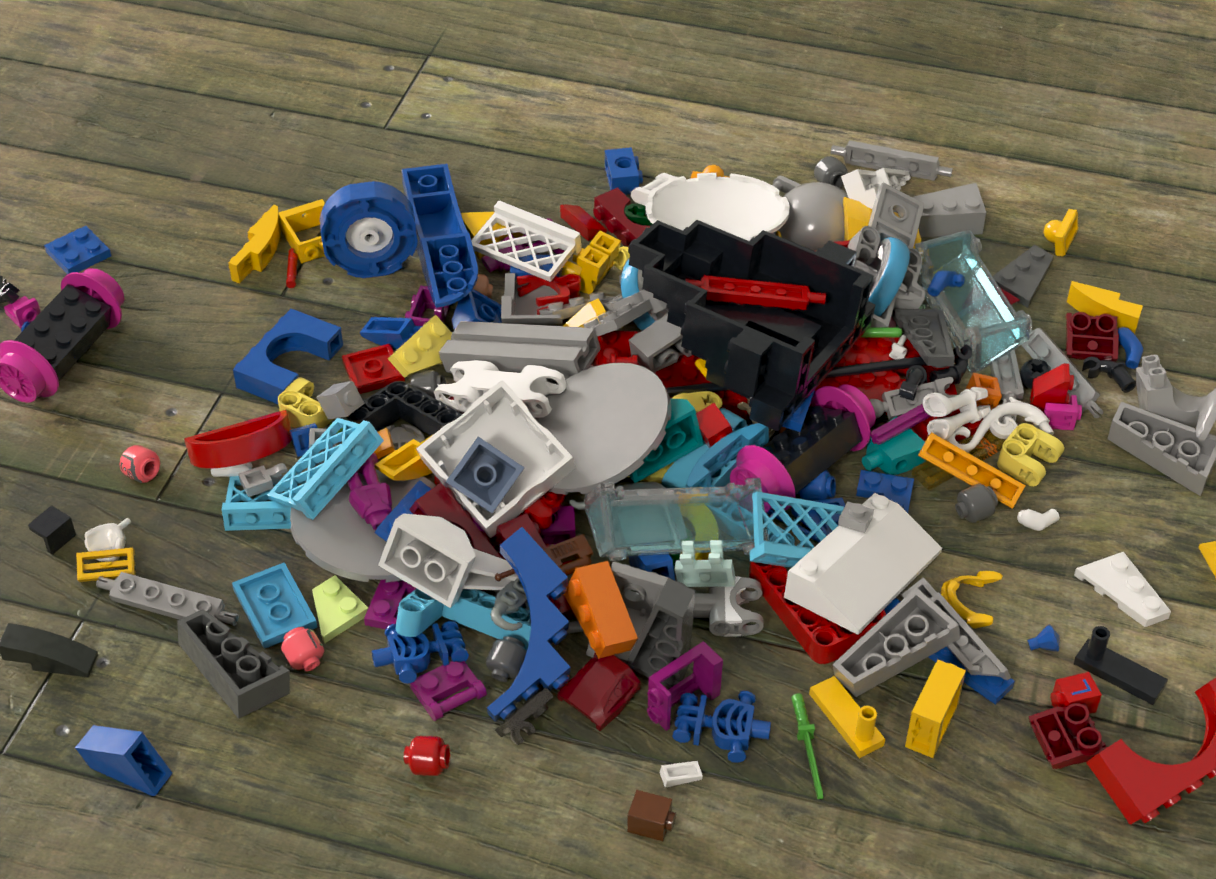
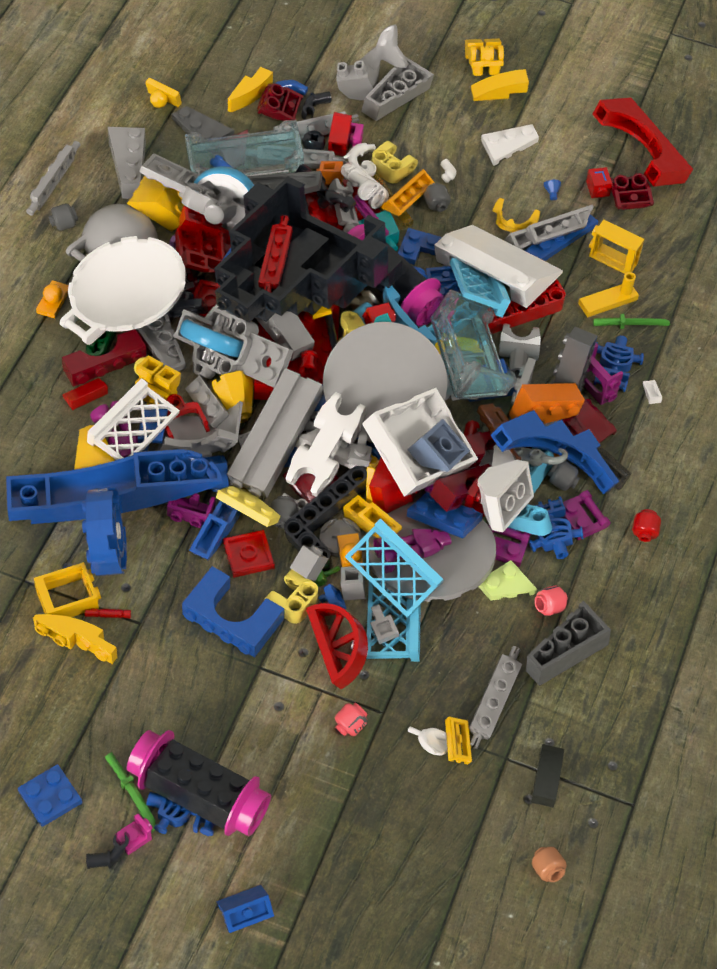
camera: 90 degrees left, 10 degrees up
(54, 528) = (420, 779): black panel -> none
(124, 757) = (649, 714): blue slope -> none
(273, 604) = (505, 621): dark azure plate -> none
(622, 169) = (28, 356): blue brick -> none
(650, 815) = (690, 407): reddish brown brick -> none
(704, 573) = (505, 338): light aqua plate -> none
(856, 517) = (467, 253): light grey plate -> none
(864, 184) = (113, 186): white wedge -> none
(895, 643) = (566, 251): light grey wedge -> none
(1118, 669) = (575, 159): black piece -> none

